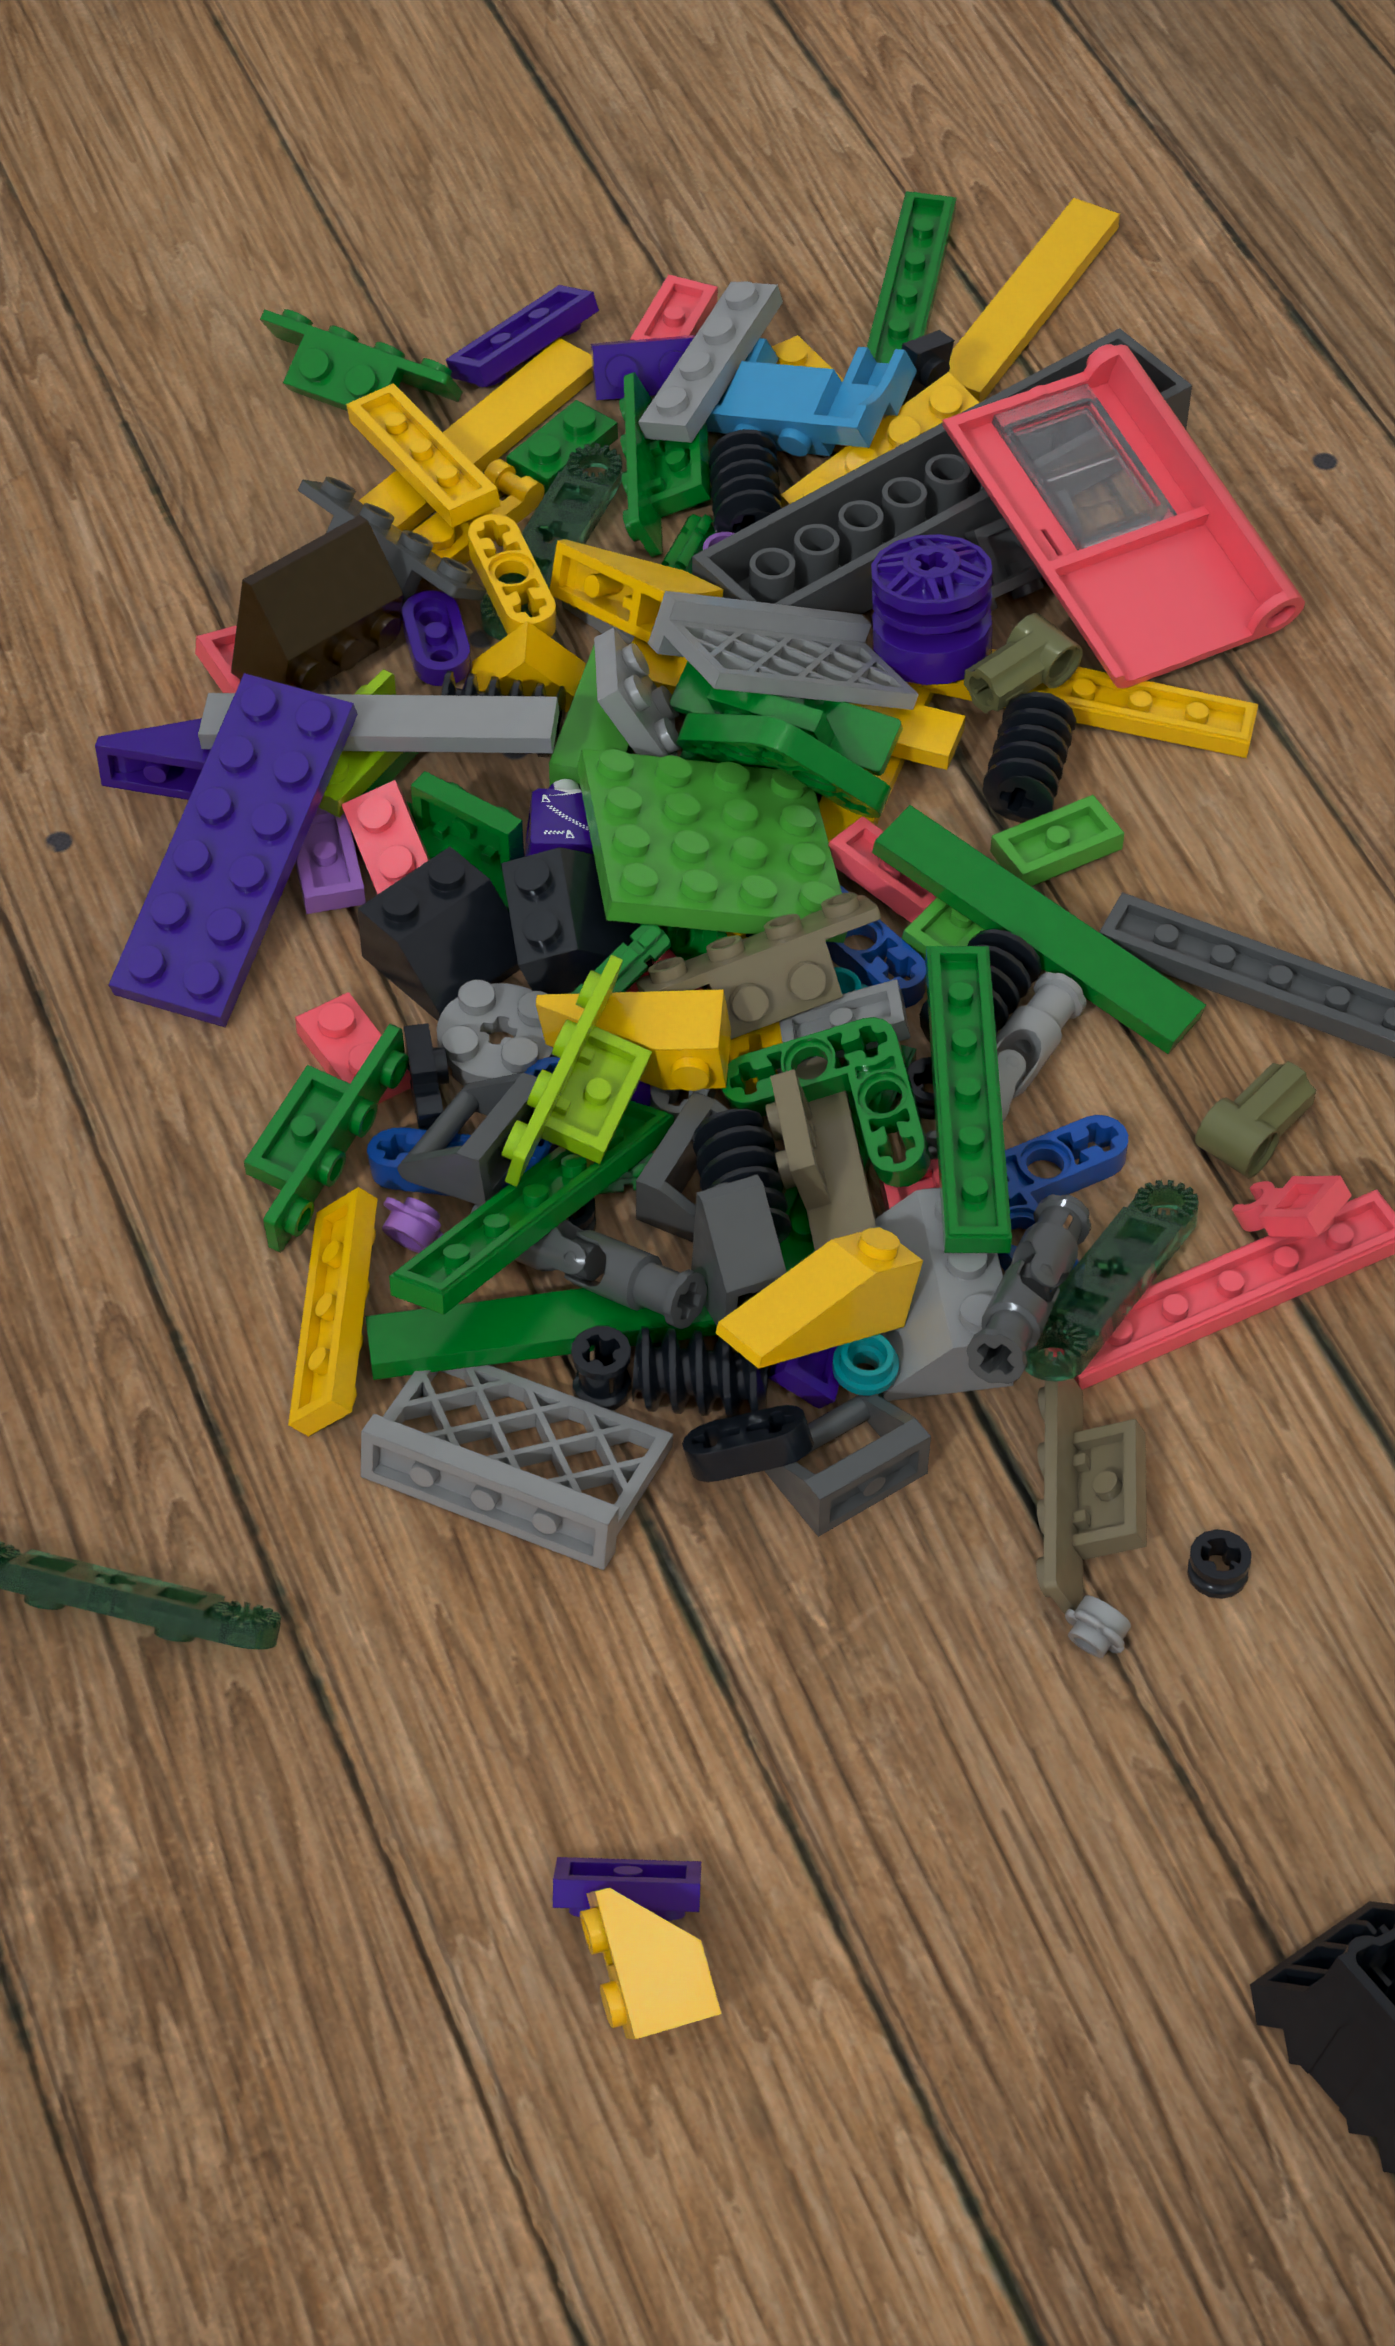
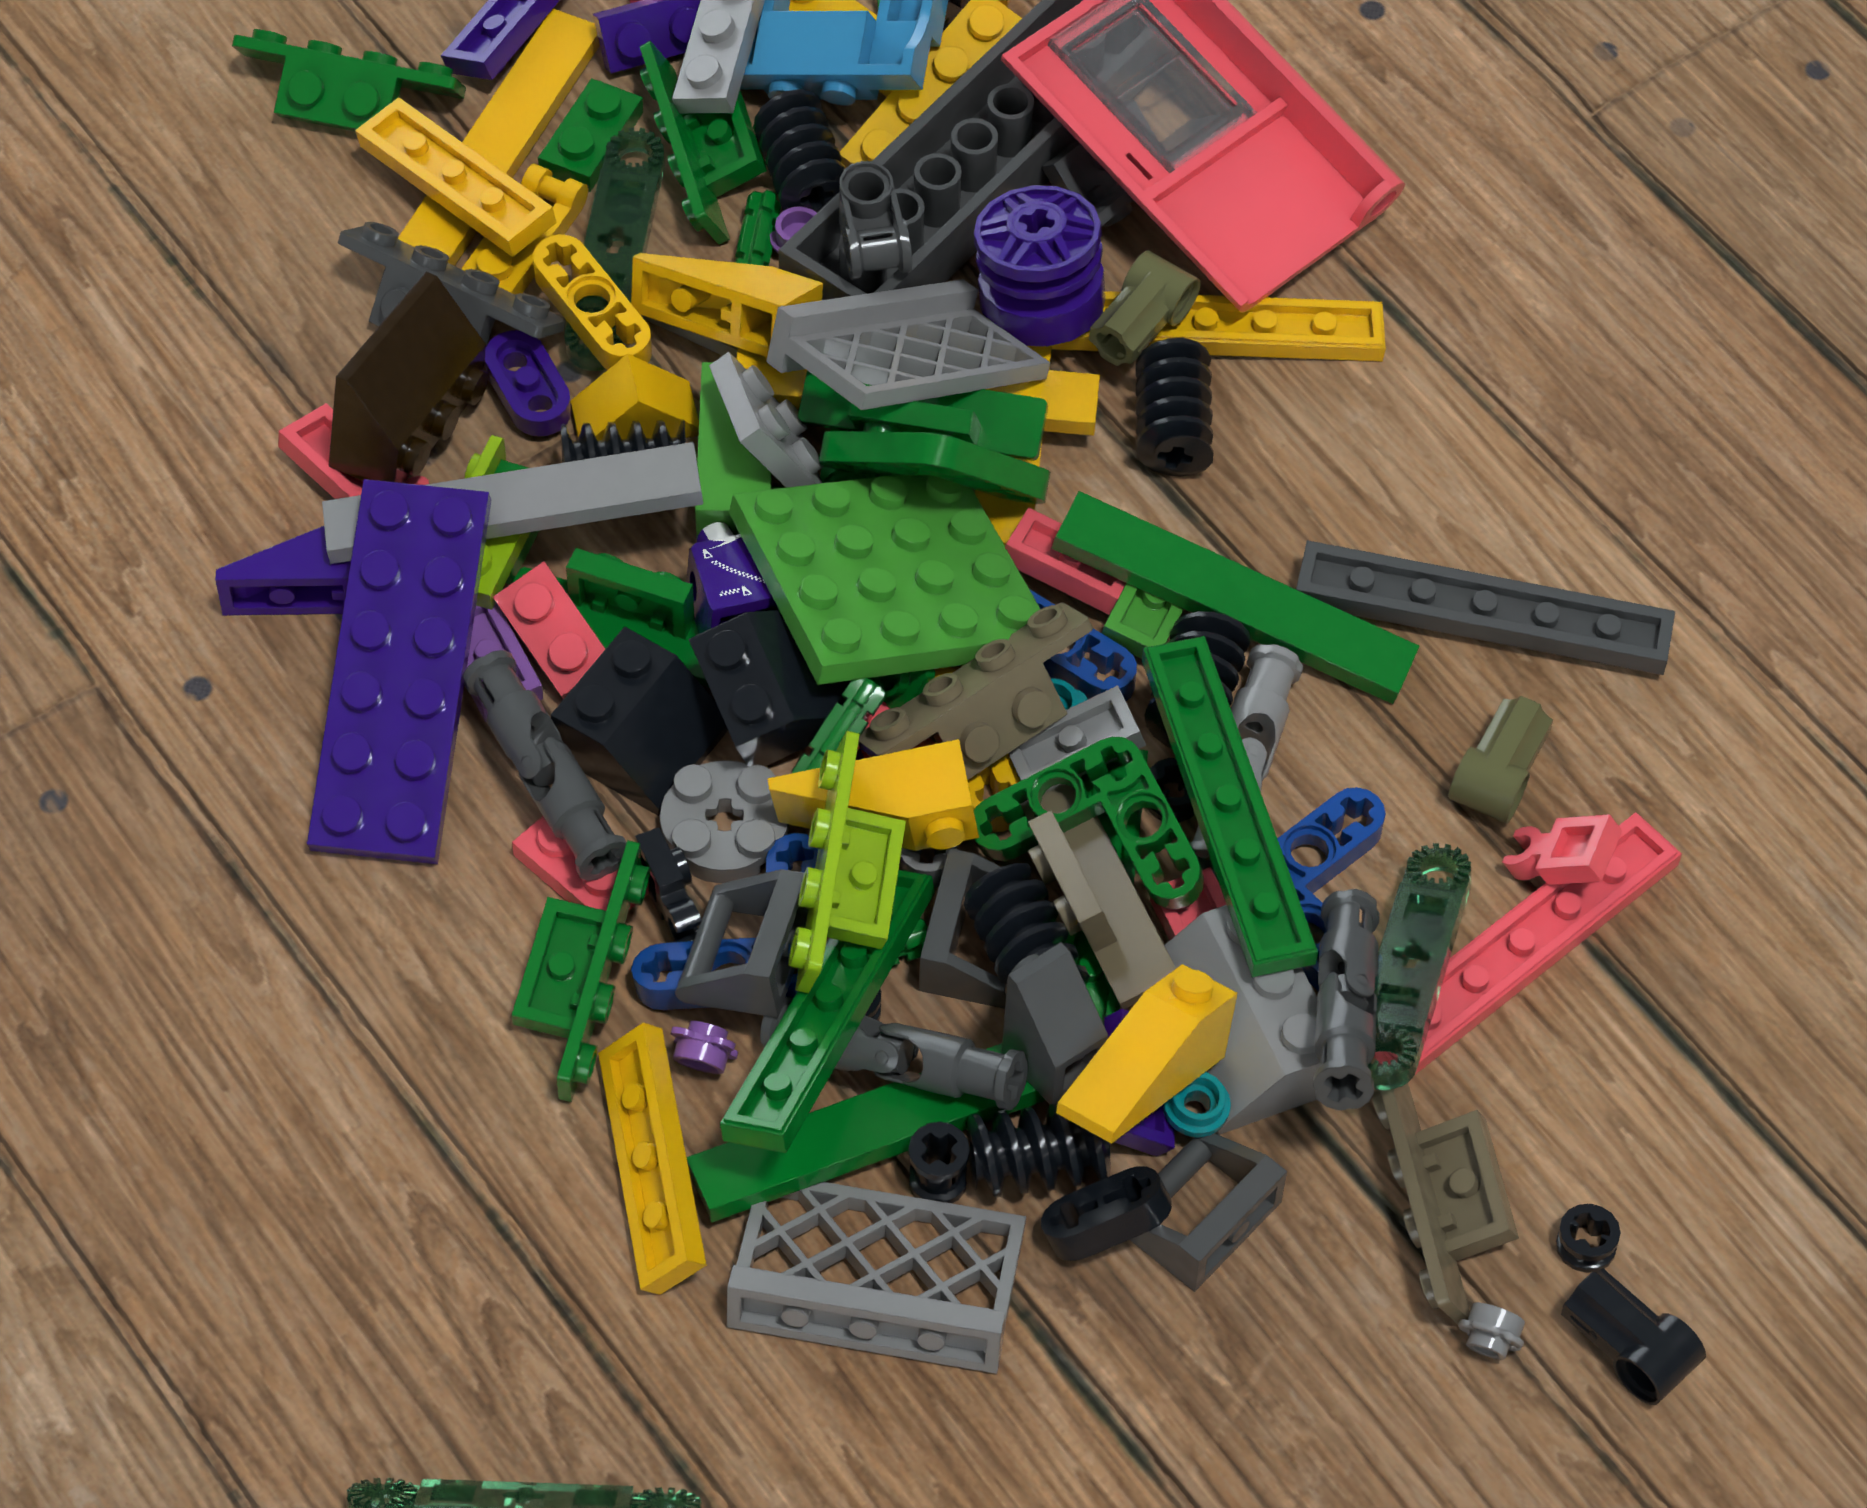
camera: 15 degrees left, 5 degrees up
(339, 948) = (542, 760): none -> dark grey piece
(780, 540) = (872, 221): none -> dark grey piece
(1057, 841) = (1225, 494): bright green plate -> none
(1243, 1673) = (1646, 1349): none -> black piece

